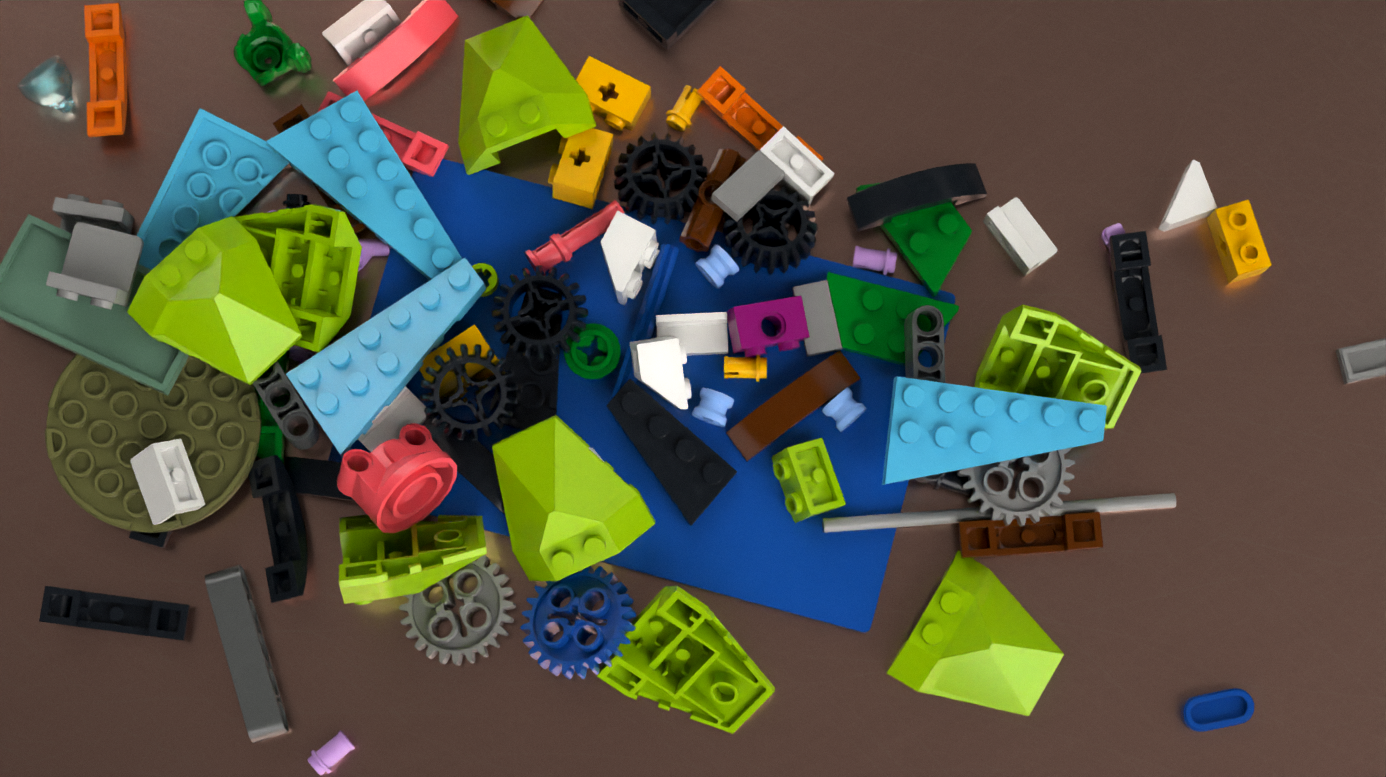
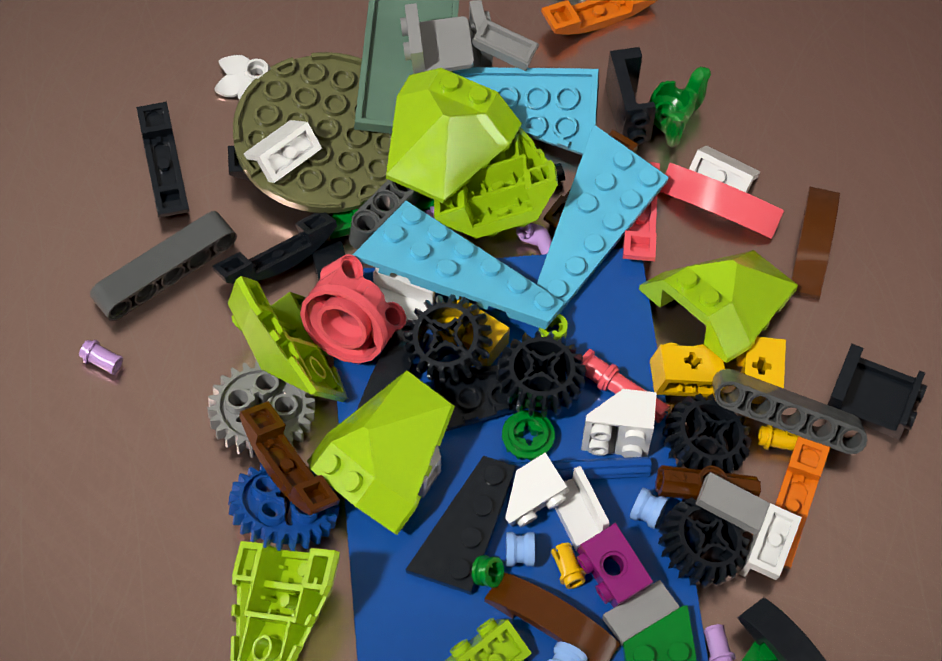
camera: 65 degrees right, 20 degrees down
(35, 496) = (239, 75): none -> white plate
(127, 194) = (505, 44): none -> light grey tile
(215, 93) = (622, 80): none -> black panel
(540, 605) = (282, 461): none -> reddish brown slope
(669, 88) = (798, 423): none -> dark grey beam
(724, 447) = (487, 571): none -> green bush

